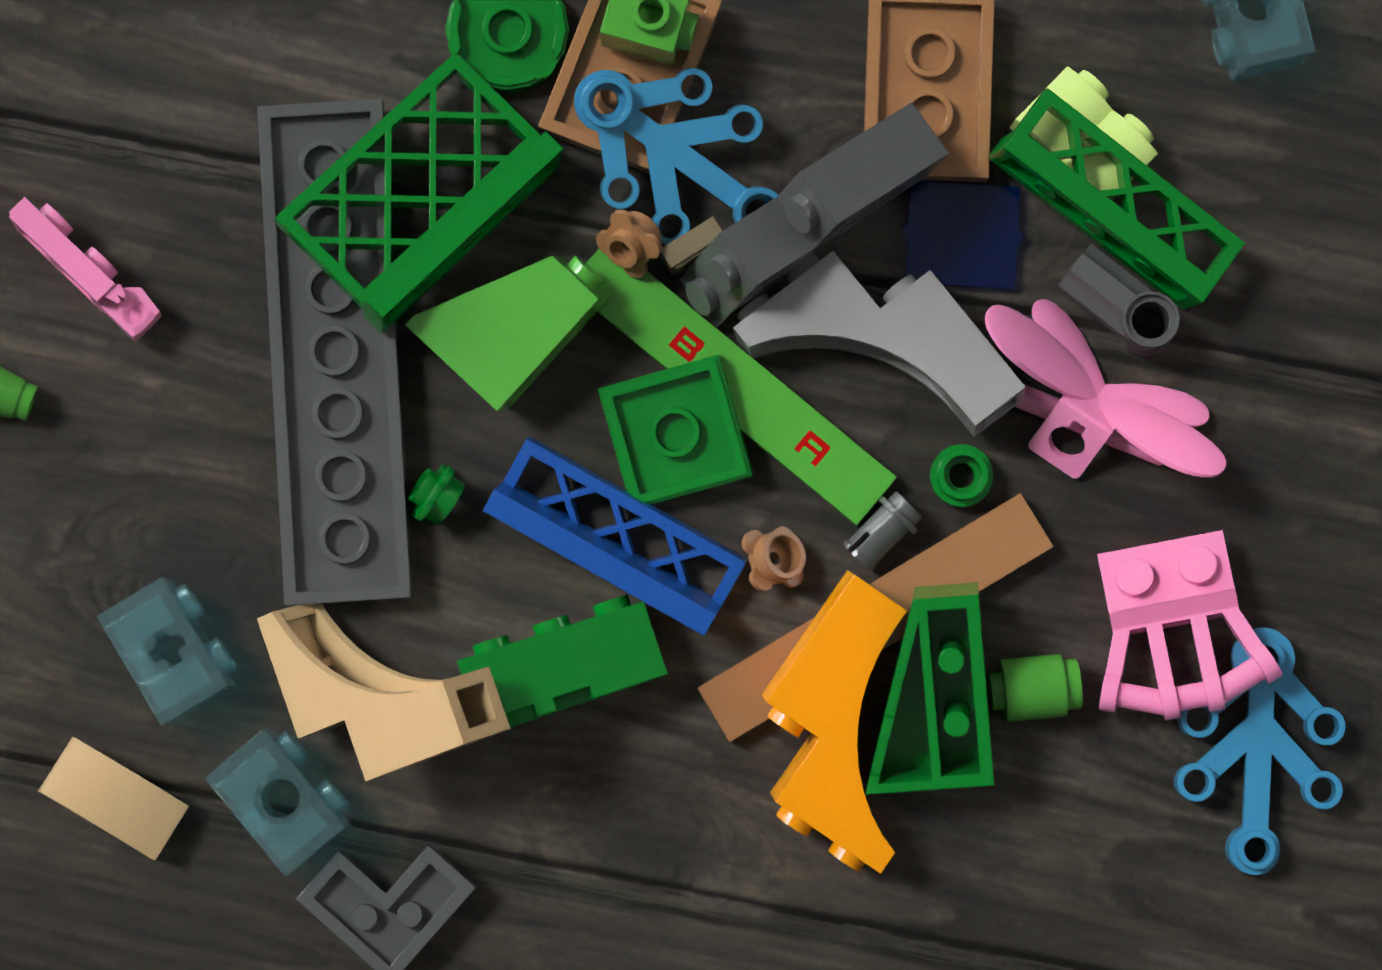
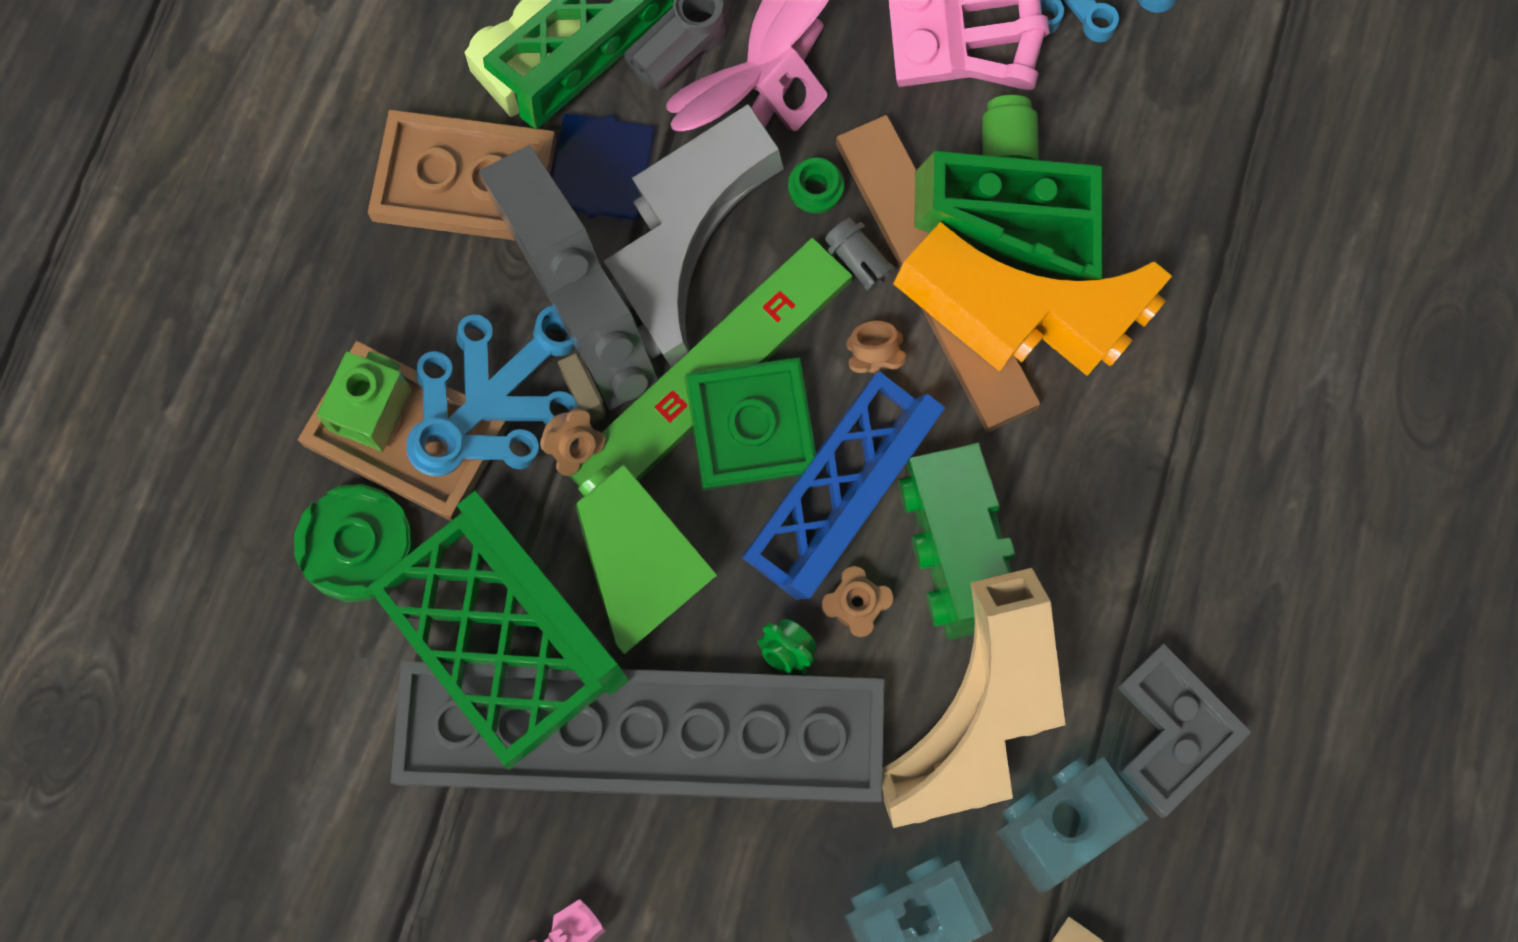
camera: 85 degrees left, 10 degrees down
(510, 557) = (860, 618): none -> medium nougat plate

